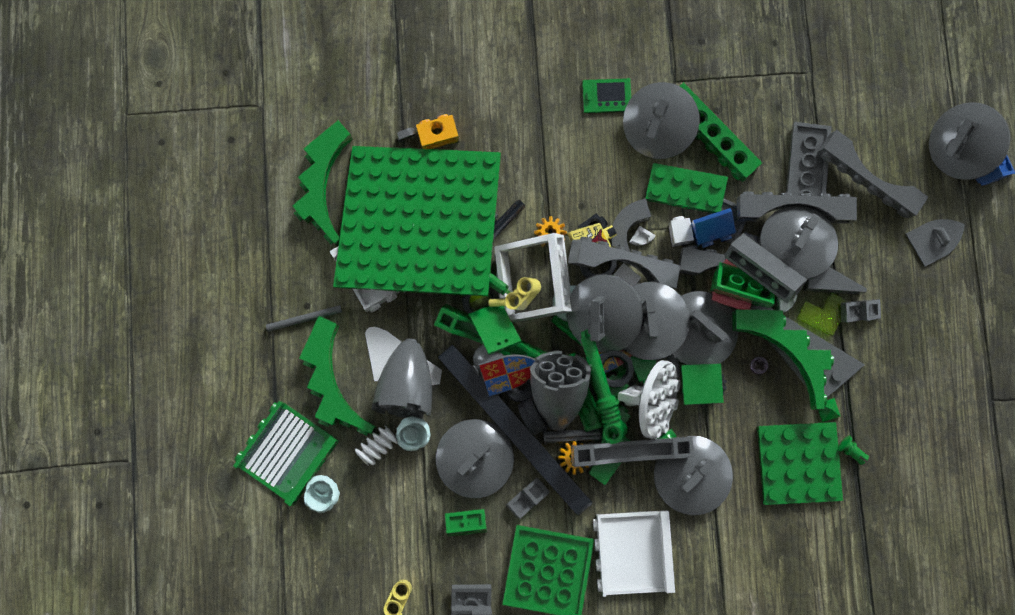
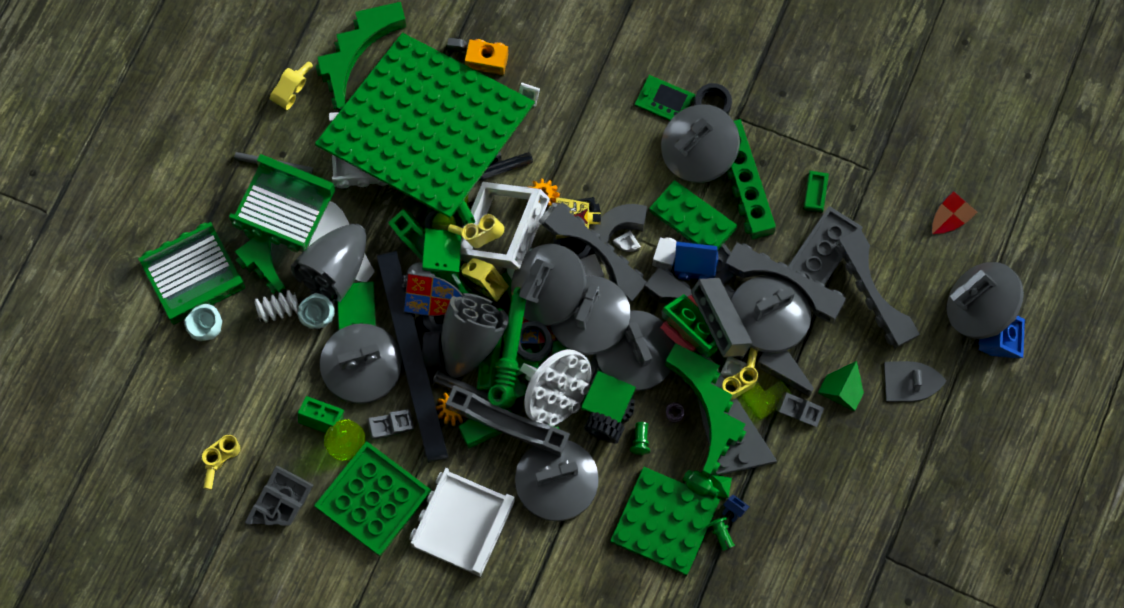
camera: 25 degrees right, 10 degrees down
(280, 240) = (290, 82): none -> light yellow beam
(334, 355) = (283, 204): none -> panel
(445, 409) = (357, 305): none -> green container
(490, 146) = (530, 92): none -> white slope
(498, 534) = (344, 439): none -> clear neon green tile
(541, 331) = (477, 272): none -> light yellow torso
(648, 64) = (714, 88): none -> black tyre
(711, 411) = (604, 427): none -> black tyre
(744, 404) = (640, 443): none -> green pin
(774, 113) = (816, 191): none -> green tile
(800, 312) = (738, 381): none -> light yellow beam
(813, 418) = (700, 483): none -> green plant
(852, 421) = (736, 506): none -> dark blue tile
(885, 272) = (844, 386): none -> green slope
(898, 78) = (951, 214): none -> shield

